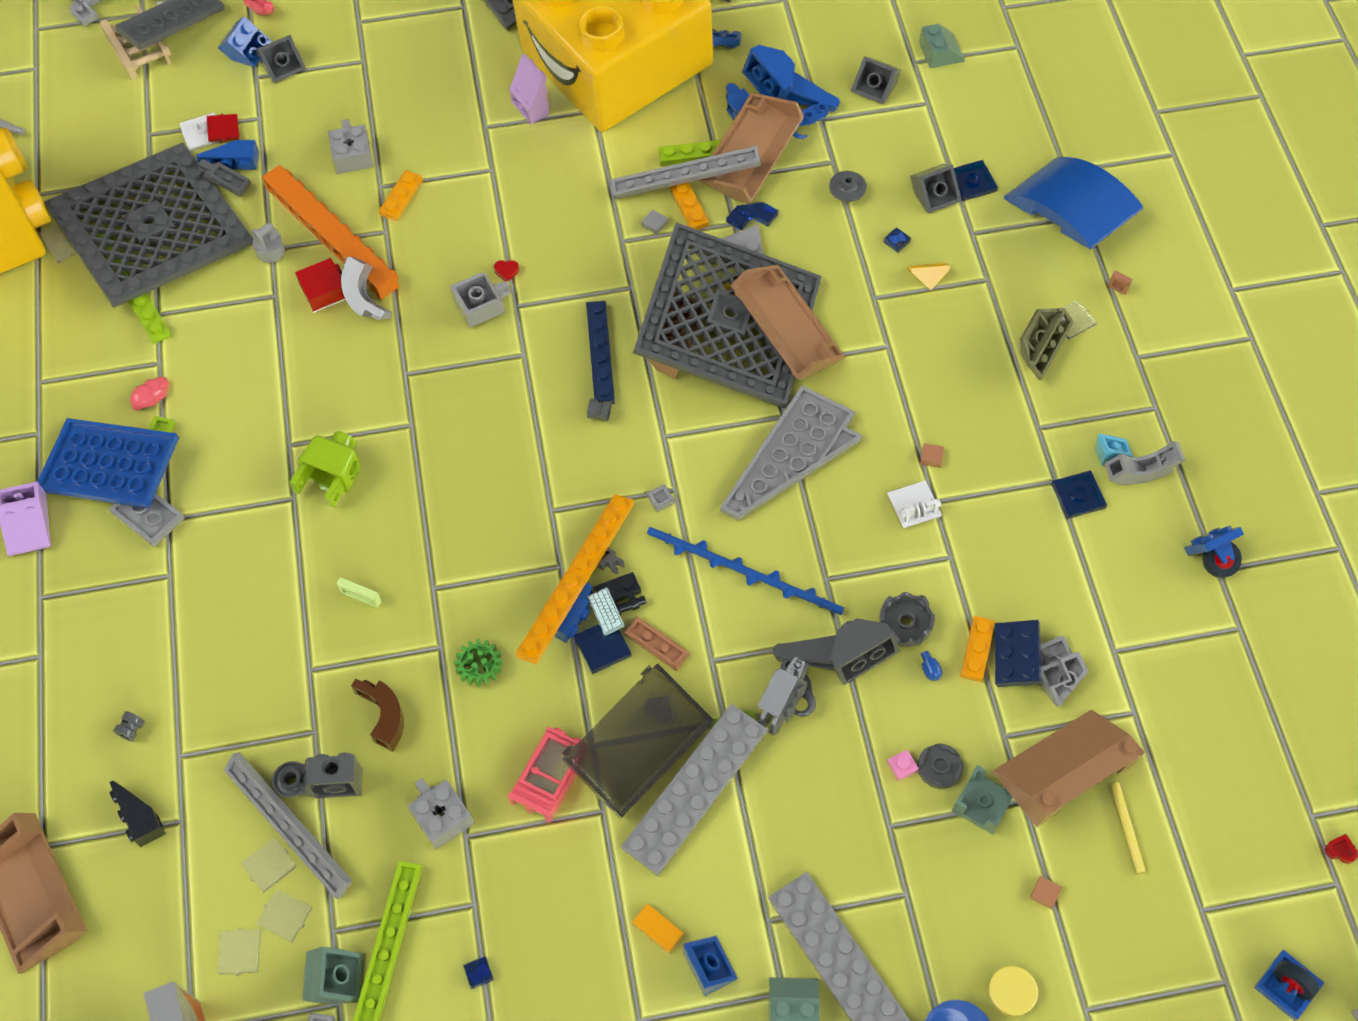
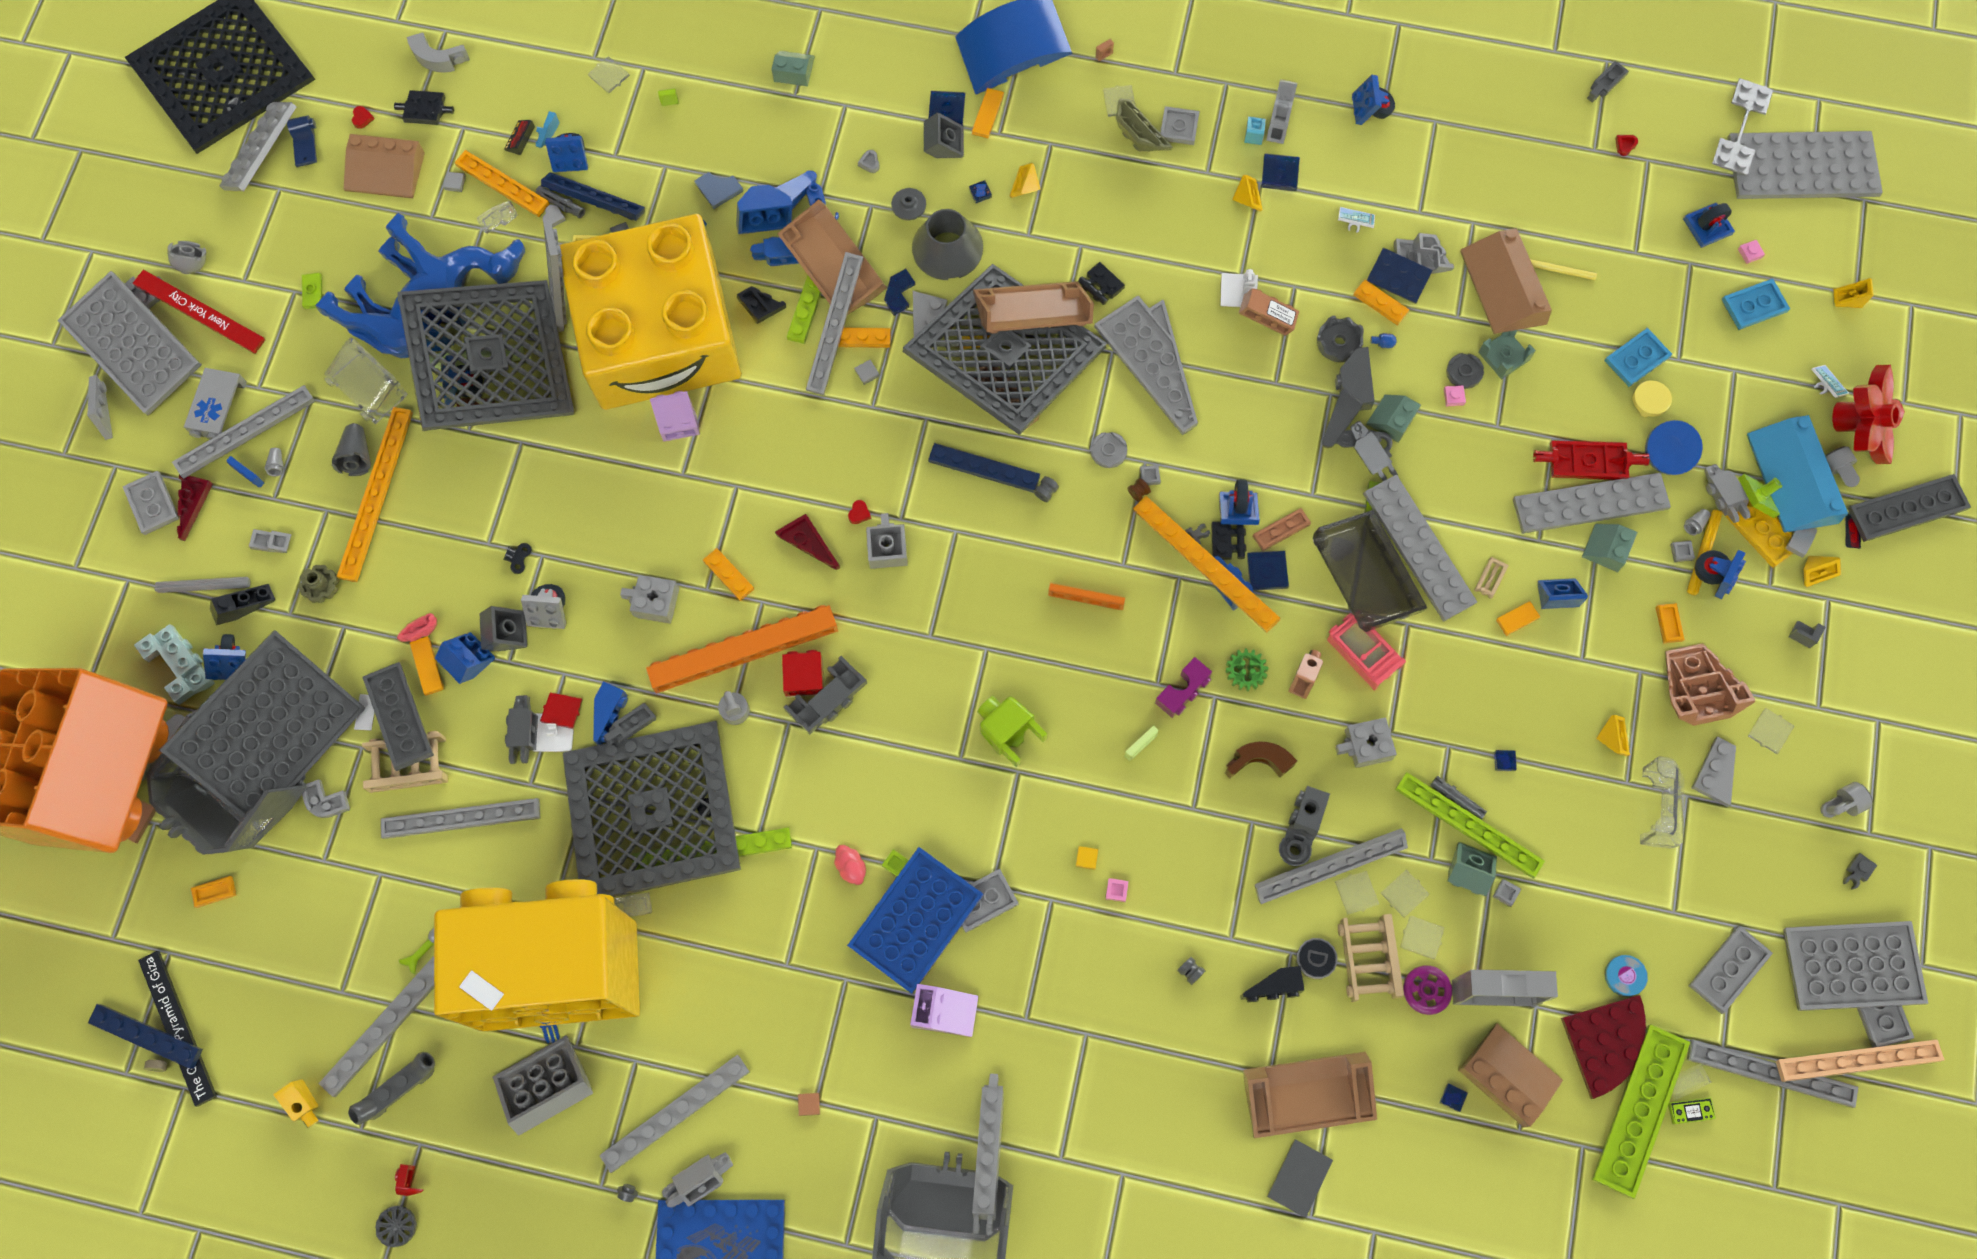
camera: 65 degrees left, 10 degrees up
(101, 100) = (460, 818): none -> light grey tile
(175, 955) = (1442, 981): none -> magenta plate
(180, 847) = (1316, 958): none -> black tile
(191, 105) = (521, 730): none -> dark grey hinge
(194, 627) = (1117, 890): none -> bright pink plate
(213, 914) = (1387, 946): none -> tan fence
(219, 30) = (426, 666): none -> light orange tile
(221, 589) = (1086, 857): none -> yellow tile
(305, 314) = (830, 699): none -> dark grey bracket
(311, 75) = (545, 607): none -> light grey plate
(352, 42) = (516, 557): none -> black piece
(354, 289) = (818, 639): arch -> none
(412, 933) = (1457, 797): none -> dark grey pin
(450, 618) = (1173, 700): none -> magenta arch
(461, 237) = (805, 537): none -> dark red wing
(495, 720) = (1306, 674): none -> nougat torso
(498, 487) = (1086, 596): none -> orange tile
(606, 611) = (1243, 553): light aqua tile -> none
(636, 491) = (1139, 489): none -> reddish brown wheel
(659, 588) = (1239, 505): none -> blue plate
(671, 451) = (1108, 450): none -> light grey tile
(680, 115) = (759, 304): none -> black wing
(694, 890) = (1485, 590): none -> tan tile
(751, 575) = (1236, 443): blue plant -> none
(782, 39) = (717, 189): none -> sand blue tile
(819, 244) = (951, 258): none -> dark grey cone
(842, 709) = (1394, 415): none -> sand green slope
(859, 380) = (1105, 280): none -> black plate
(875, 79) = (803, 132): dark grey slope -> none
(878, 142) = (869, 161): none -> light grey tile
(894, 942) = (1590, 459): none -> red plate
(898, 534) = (1269, 311): none -> nougat brick
(932, 455) = (1200, 258): nougat tile -> none
(987, 214) = (987, 113): none -> light orange tile
(1034, 472) = (1248, 193): none -> yellow slope
(1046, 892) = (1587, 344): nougat tile -> none
(1059, 956) = (1638, 357): none -> dark azure plate
(1063, 583) = (1356, 218): none -> piece
(1074, 380) = (1179, 125): none -> light grey plate

